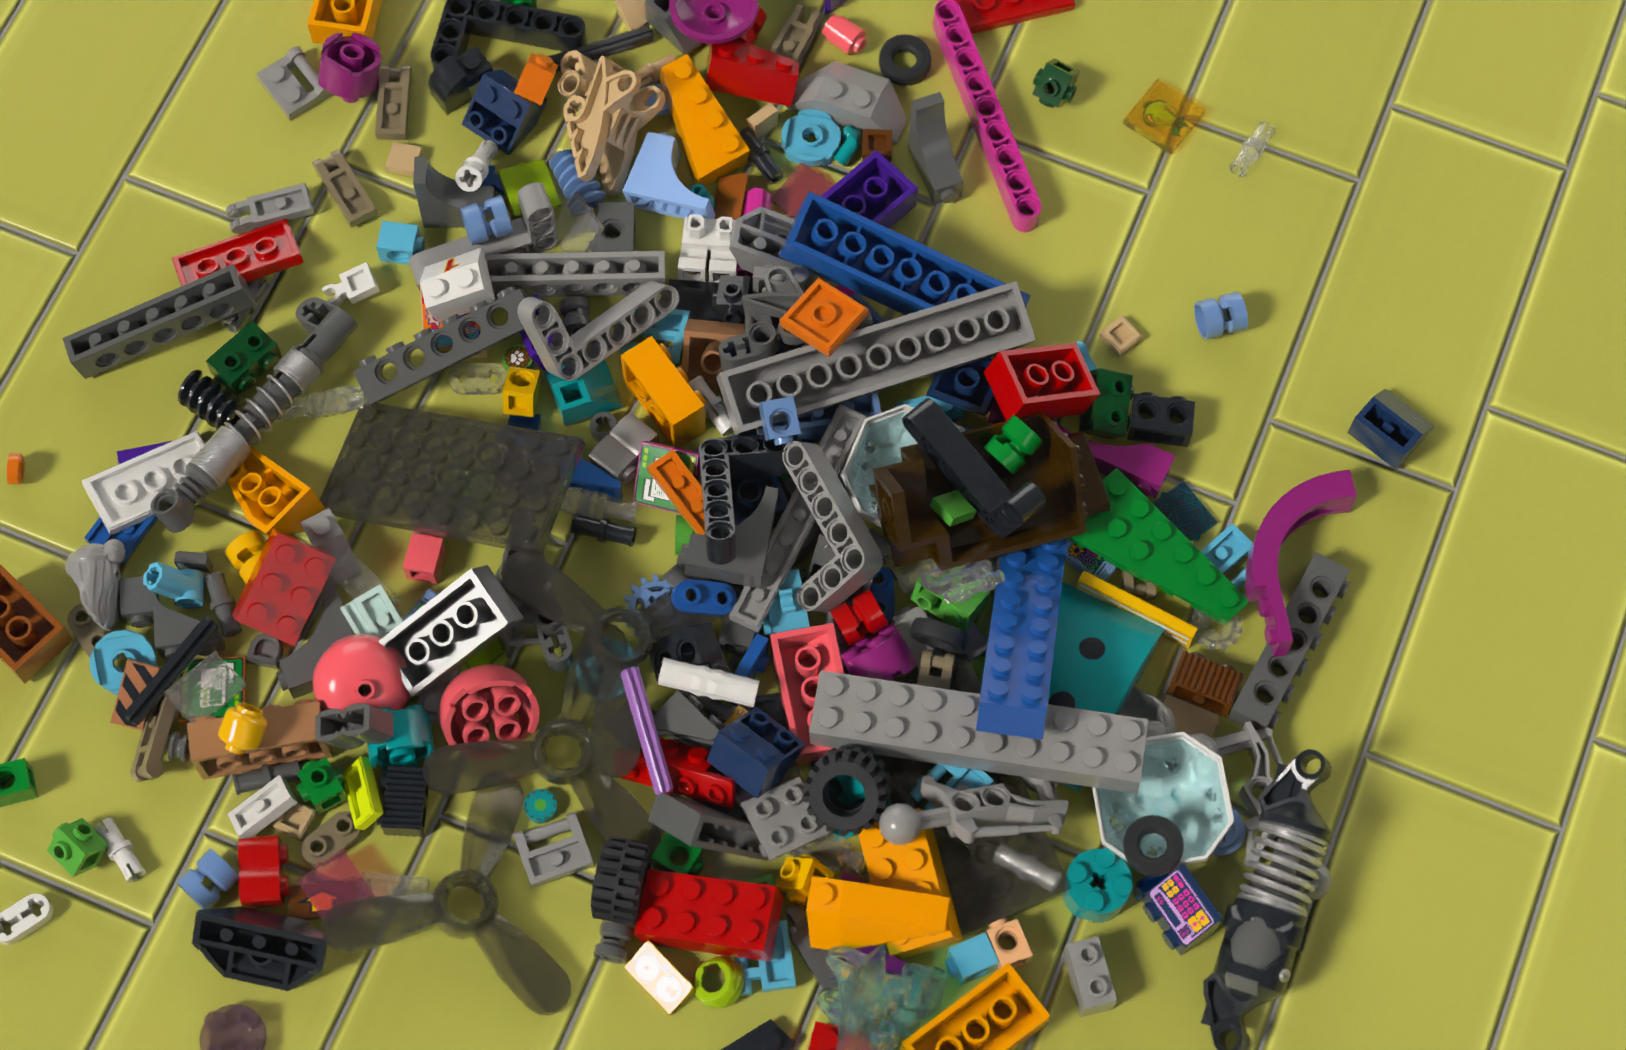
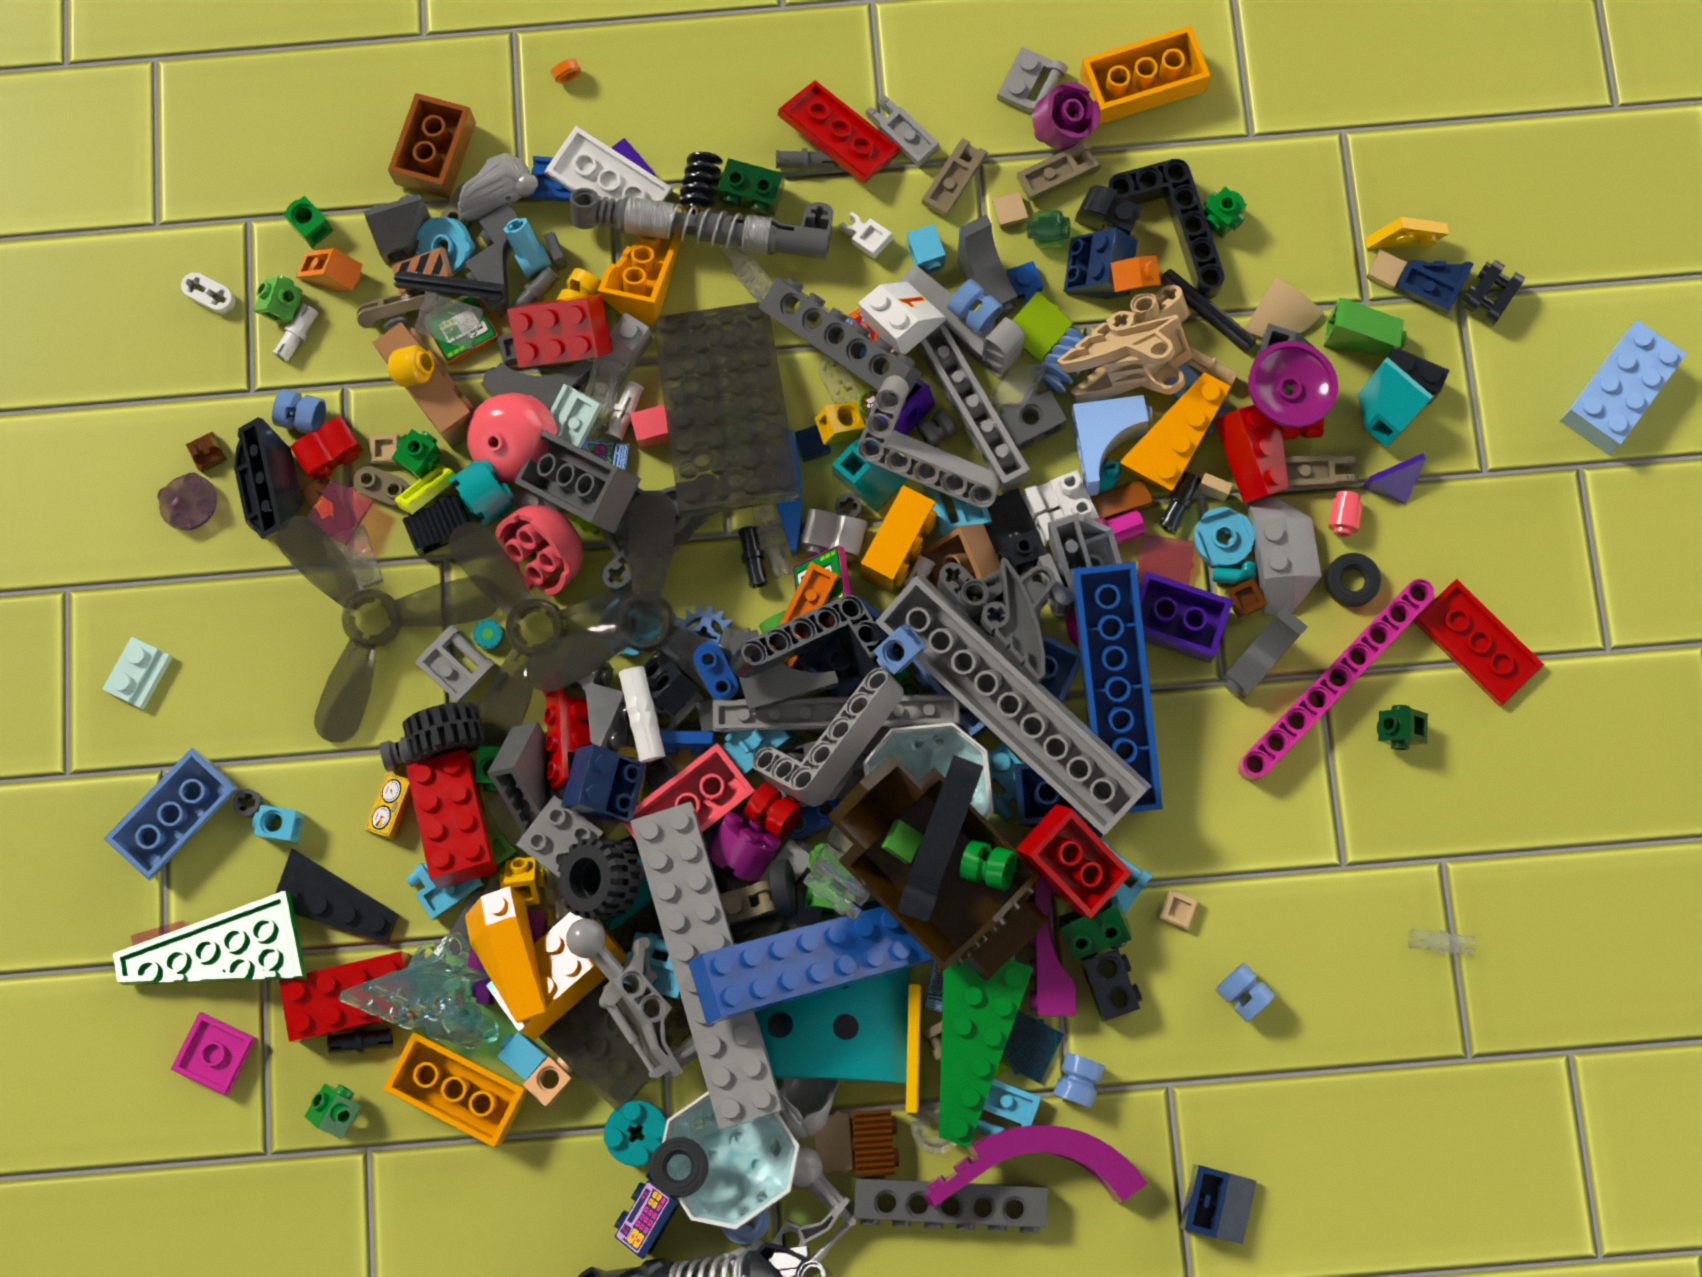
camera: 70 degrees right, 10 degrees up
(75, 784) = (330, 269): none -> orange slope
(76, 695) = (396, 227): none -> dark grey slope
(158, 321) = (743, 102): dark grey brick -> none
(190, 996) = (206, 452): none -> reddish brown tile
(259, 778) = (406, 408): dark grey pin -> none
(262, 808) = (377, 419): white plate -> none
(354, 726) = (457, 451): dark grey brick -> none
(393, 576) = (617, 429): none -> white pin
(444, 134) = (1049, 229): none -> clear green head
(475, 168) = (1019, 271): white pin -> none
(646, 730) = (575, 685): medium lavender axle -> none
(732, 986) = (409, 866): lime piece -> none
(824, 317) = (1016, 638): orange tile -> none
(1027, 867) = (614, 1066): clear pin -> none
(1089, 976) = (554, 1164): light grey brick -> none
(1164, 116) = (1431, 843): clear yellow tile -> none
(1232, 484) = (1079, 1080): none -> medium blue wheel

